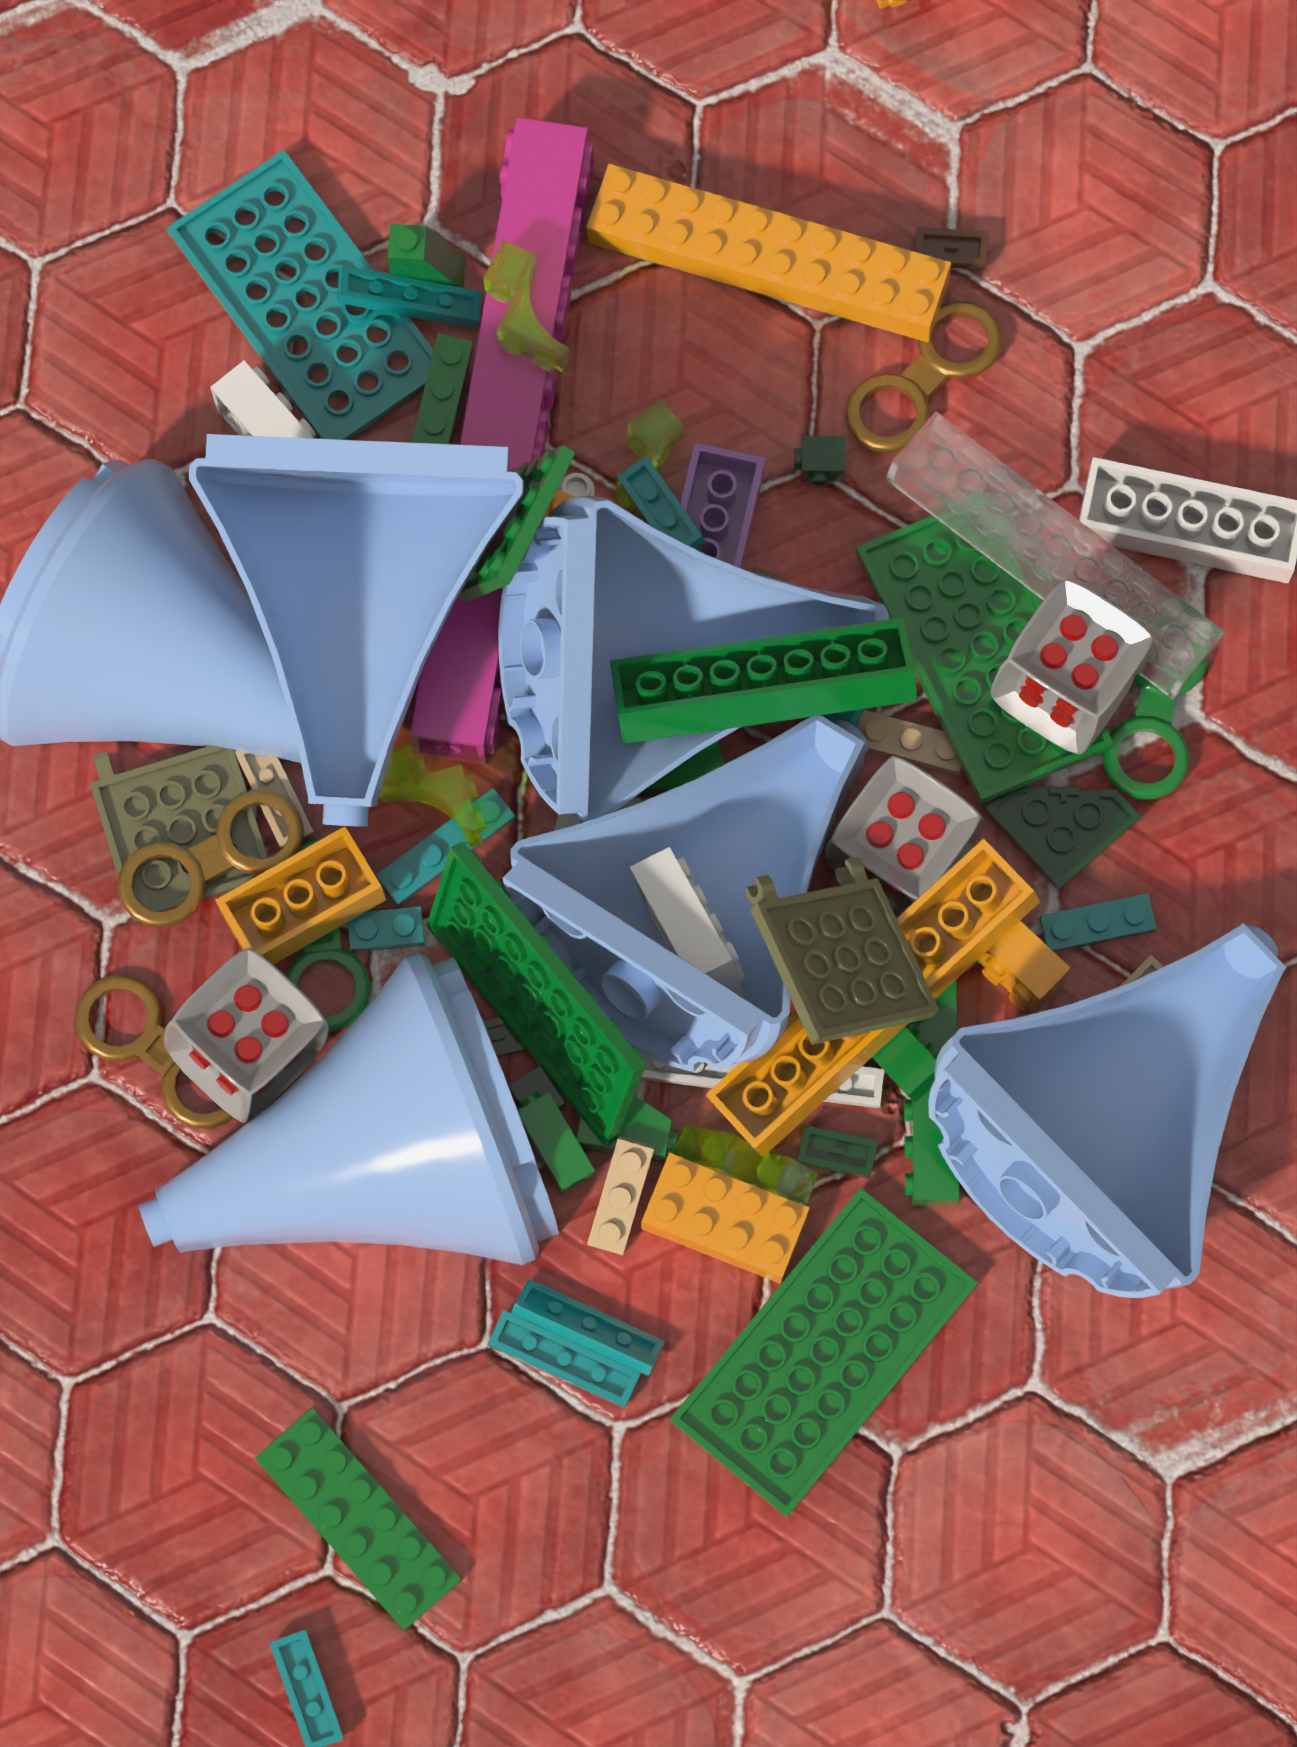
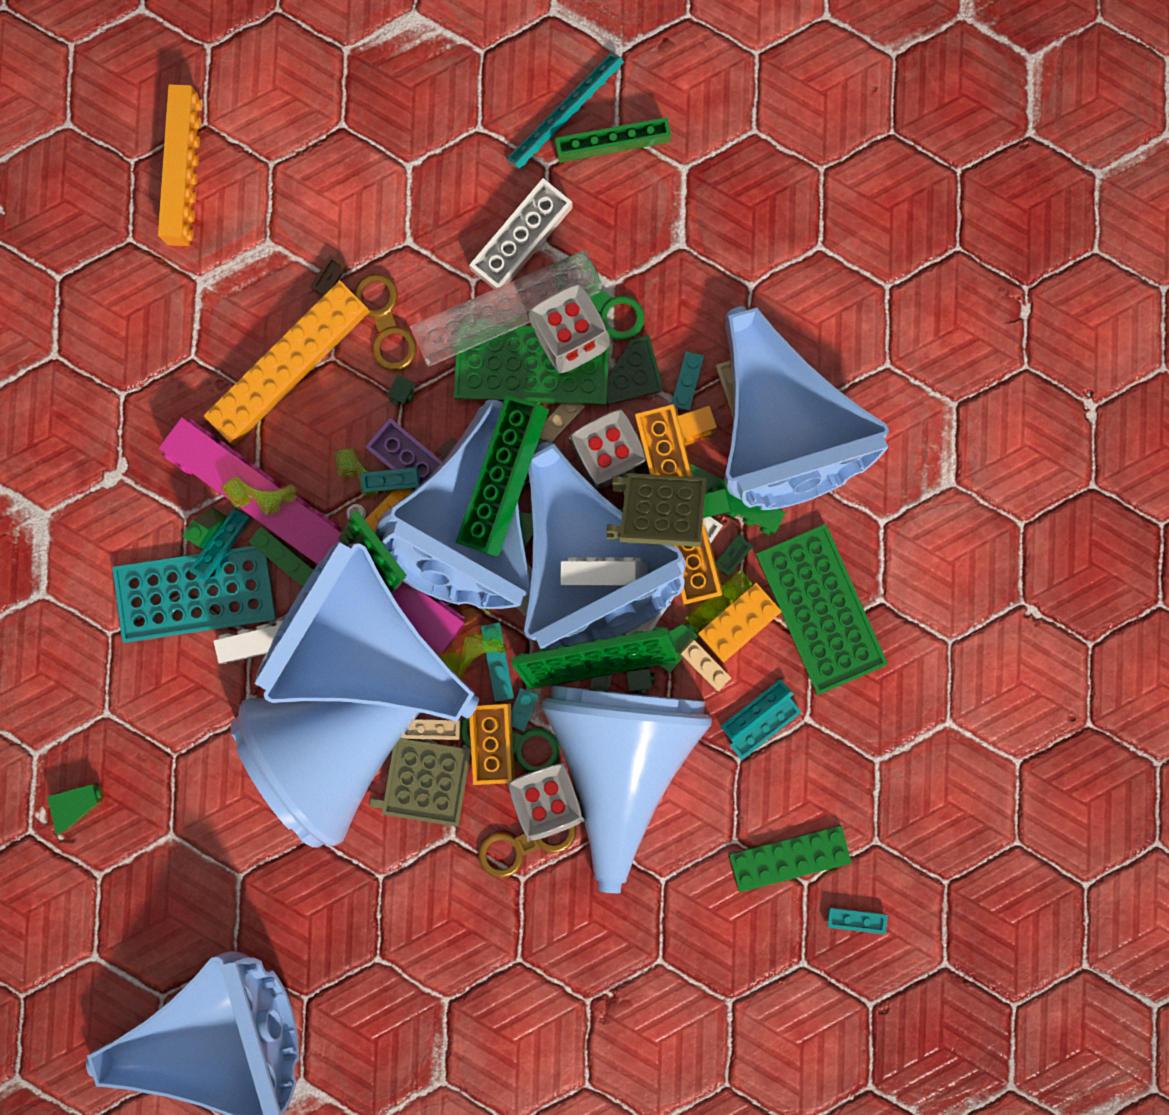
camera: 65 degrees left, 10 degrees up
(209, 858) = (448, 775): pearl gold bar -> none
(554, 1142) = (668, 684): green slope -> none

